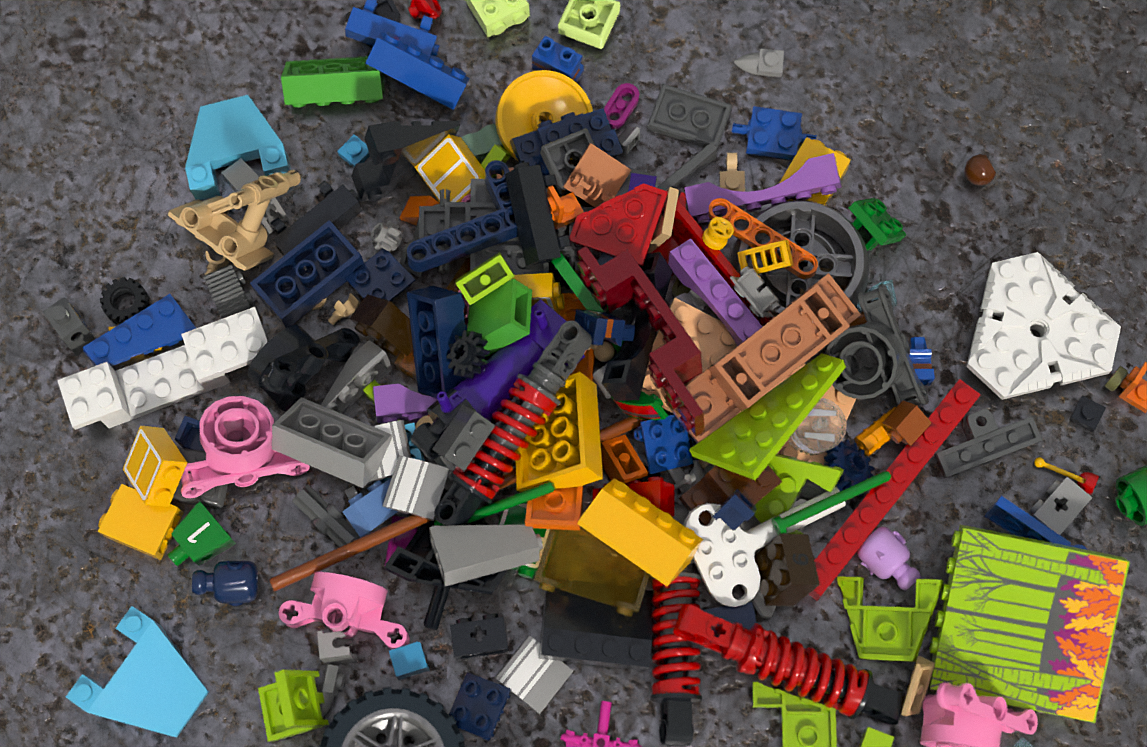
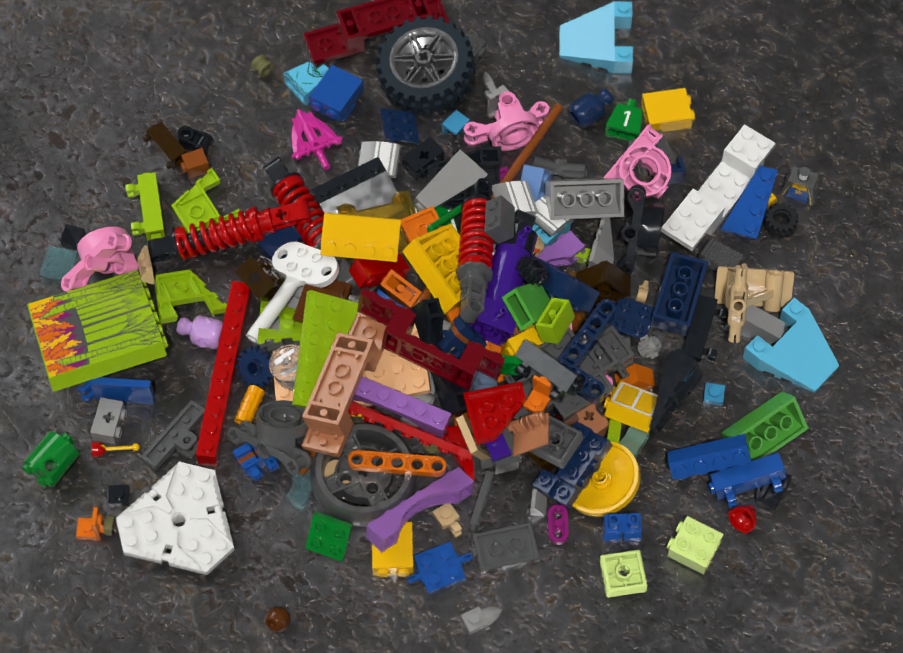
camera: 145 degrees right, 10 degrees down
(154, 466) = (679, 132): yellow brick -> none
(291, 704) = (502, 62): lime bracket -> none
(717, 233) = (427, 445): yellow wheel -> none
(735, 510) = (310, 278): dark blue panel -> none
(761, 301) = (378, 410): light grey hinge -> none
(780, 524) = (278, 292): green bar -> none
(785, 251) = (376, 448): yellow slope -> none
(906, 423) = (234, 407): dark orange brick -> none

